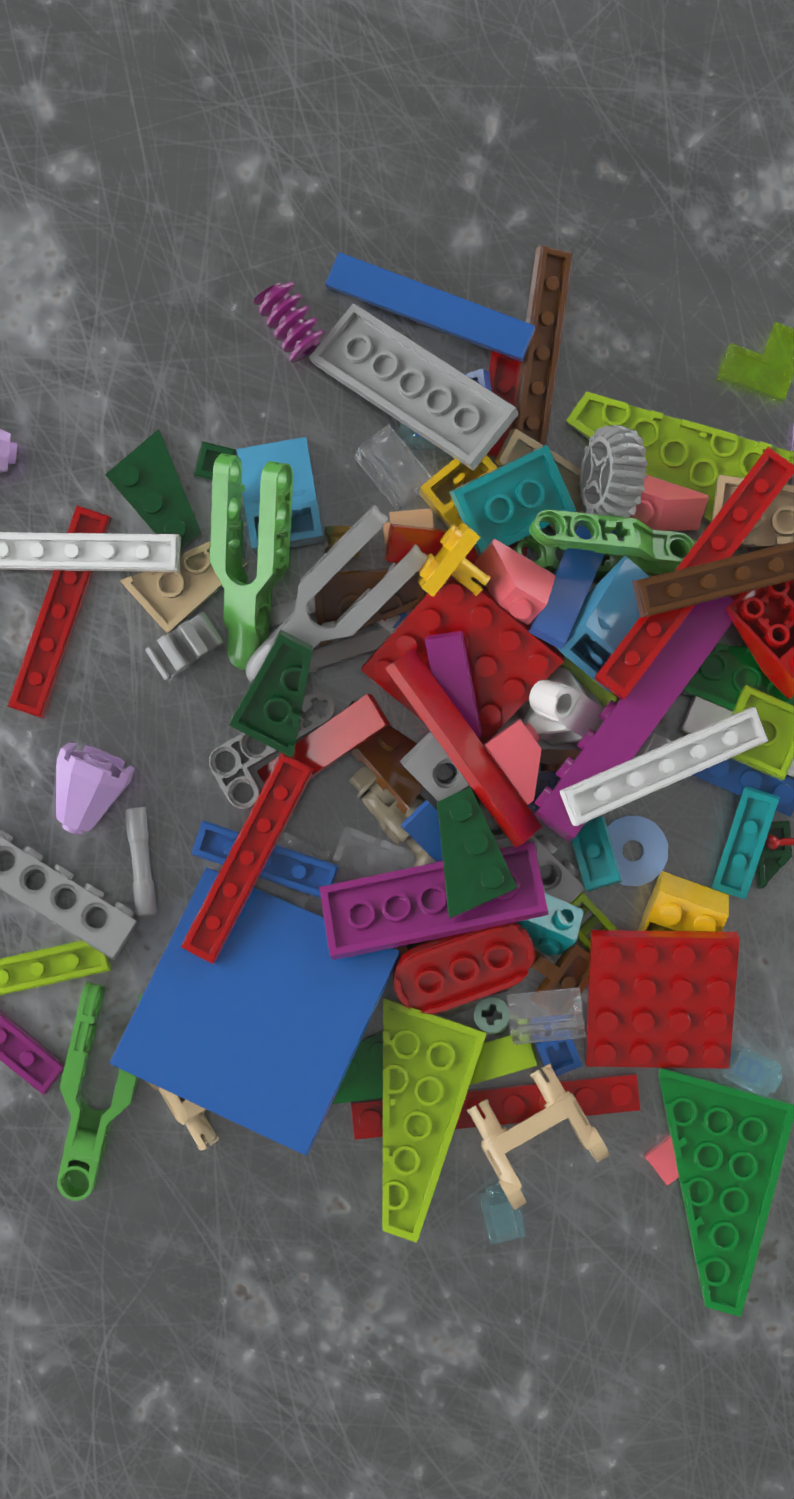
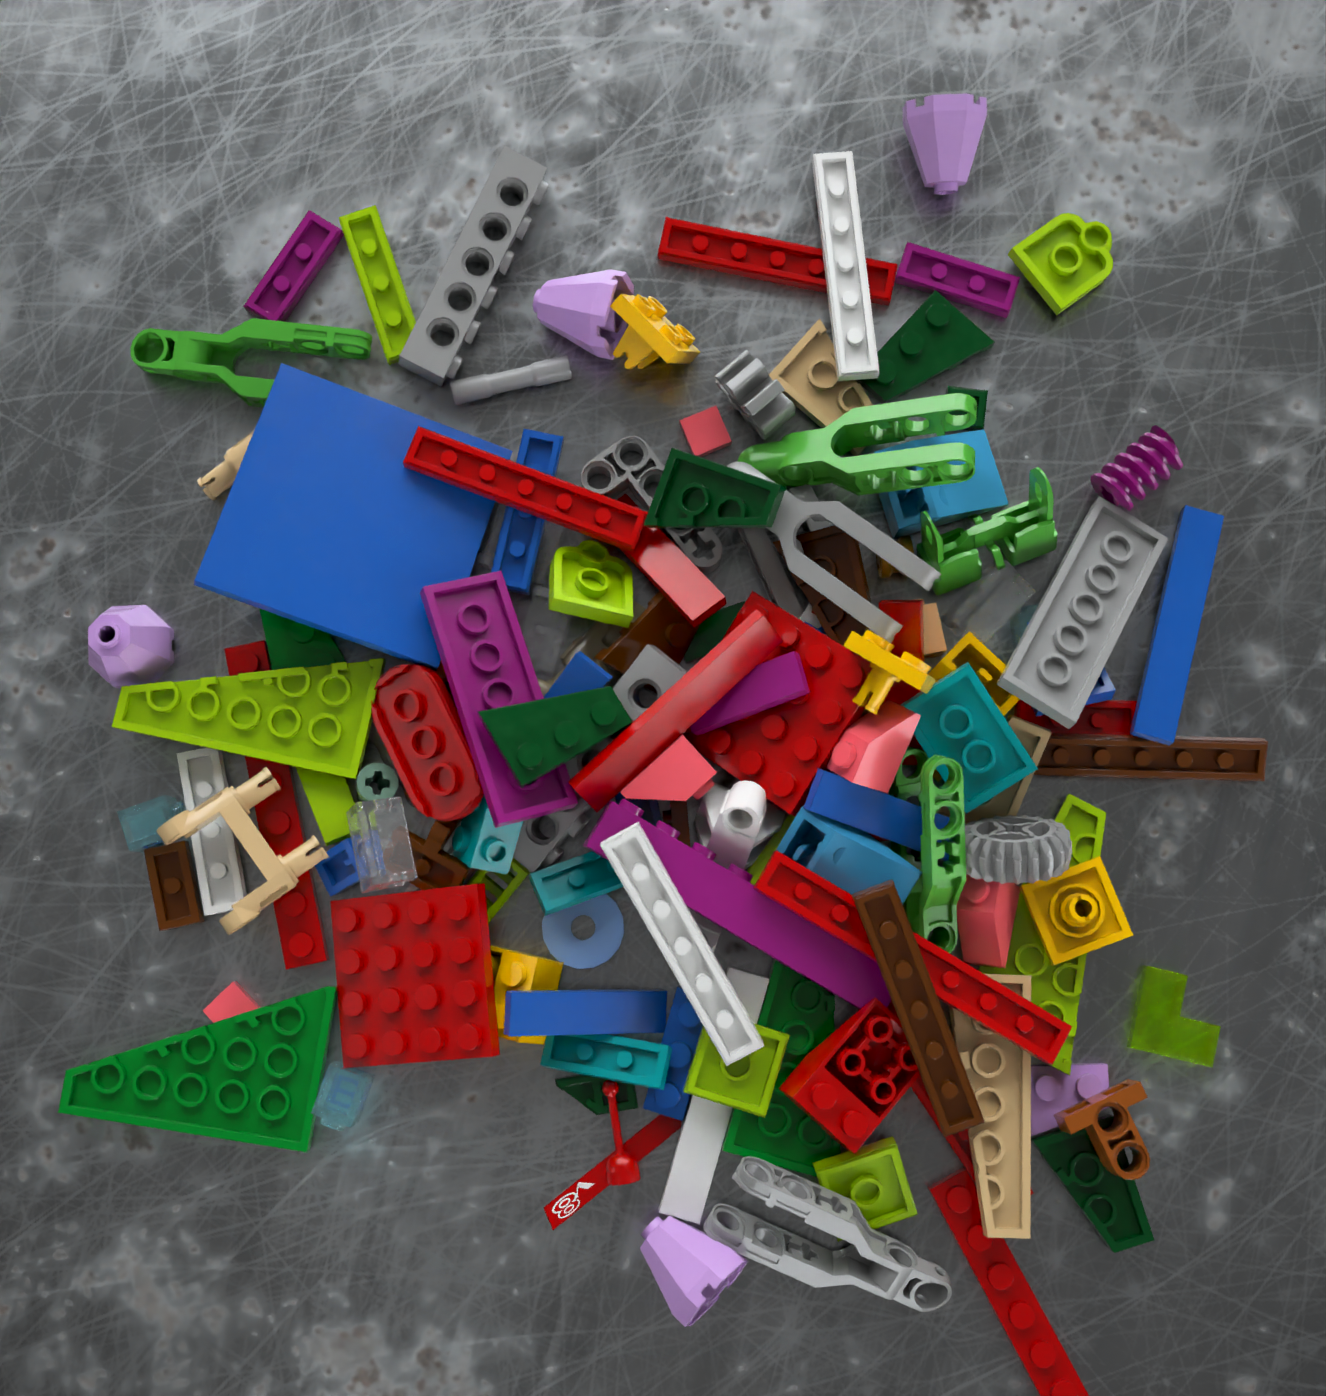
camera: 80 degrees right, 5 degrees down
(90, 355) = (1065, 259): none -> lime plate
(96, 454) = (957, 279): none -> magenta tile
(117, 730) = (651, 334): none -> yellow plate
(209, 694) = (705, 432): none -> coral tile
(333, 429) = (1020, 532): none -> bright green piece
(338, 809) = (591, 584): none -> lime plate
(342, 1222) = (130, 645): none -> lavender cone
(393, 710) = (711, 632): none -> dark green tile
(529, 1161) = (214, 845): none -> white plate
(558, 1201) = (173, 885): none -> reddish brown plate
(670, 427) = (1076, 911): none -> yellow plate
(708, 856) = (584, 1012): none -> blue tile

